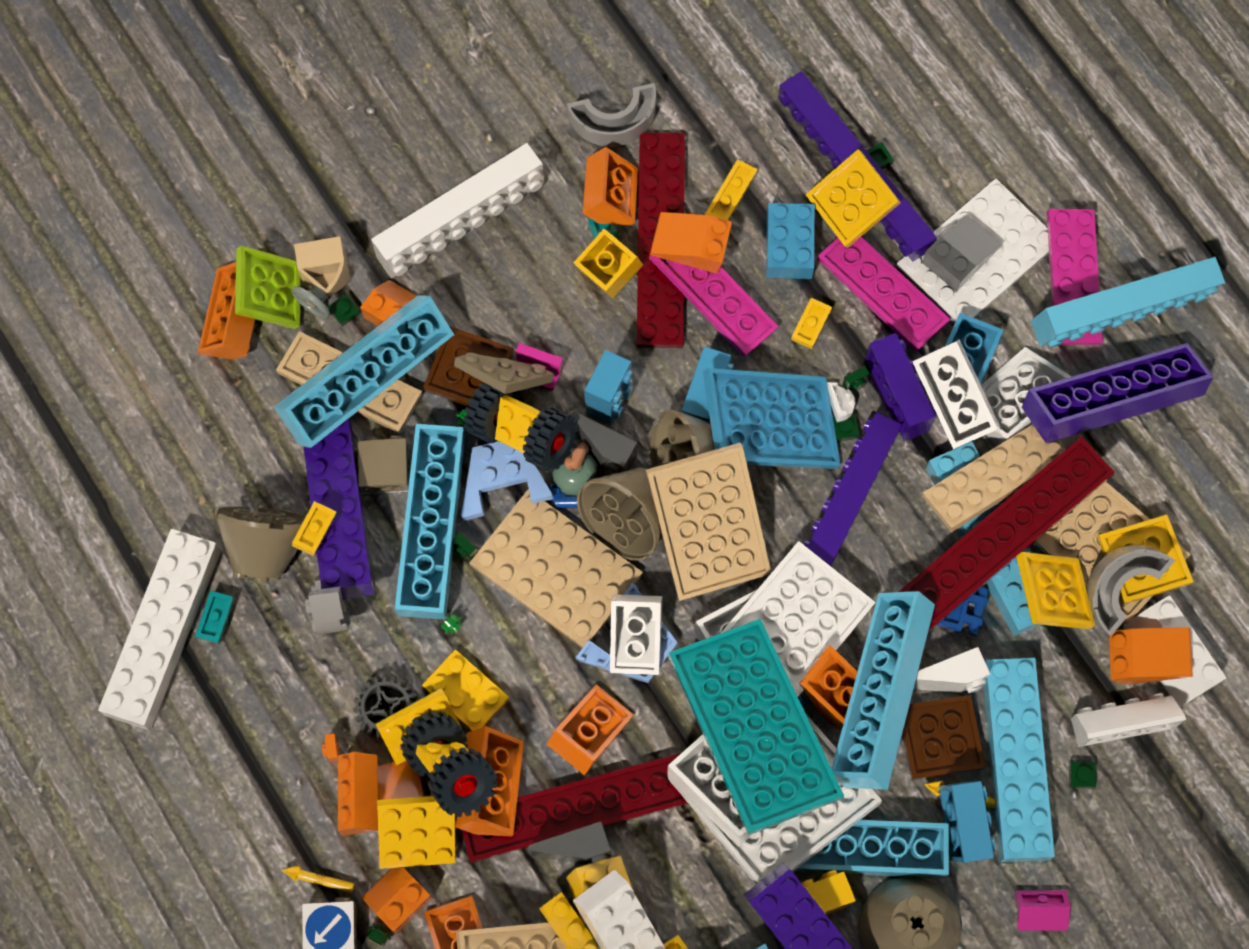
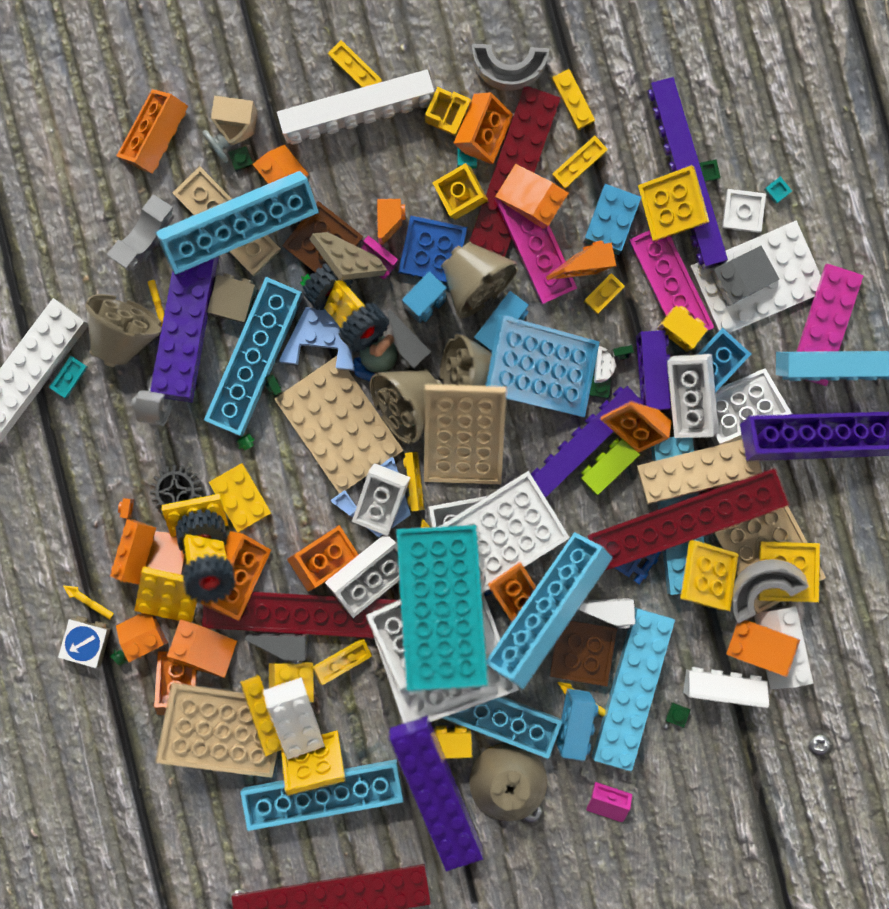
camera: 15 degrees right, 15 degrees up
(259, 425) = (143, 238): none -> light grey brick
(266, 286) = (182, 122): lime plate -> none
(293, 495) = (156, 300): none -> yellow piece
(314, 528) = (158, 340): yellow plate -> none
(437, 170) = (353, 65): none -> yellow plate
(477, 887) = (201, 649): none -> orange slope
(537, 315) = (390, 217): none -> orange slope
(562, 184) = (447, 110): none -> yellow plate
(594, 329) = (428, 246): none -> blue plate
(651, 730) = (366, 576): none -> white slope
(655, 844) = (342, 661): none -> yellow plate
(661, 345) = (476, 276): none -> dark tan cone
(676, 621) = (415, 497): none -> yellow plate
(699, 131) = (573, 99): none -> yellow plate
(781, 293) = (590, 261): none -> orange slope
(889, 510) = (608, 466): none -> lime brick
(906, 446) = (638, 425): none -> orange slope
(916, 325) = (682, 328): none -> yellow brick
(933, 186) = (743, 210): none -> white plate
(962, 153) = (778, 190): none -> teal plate

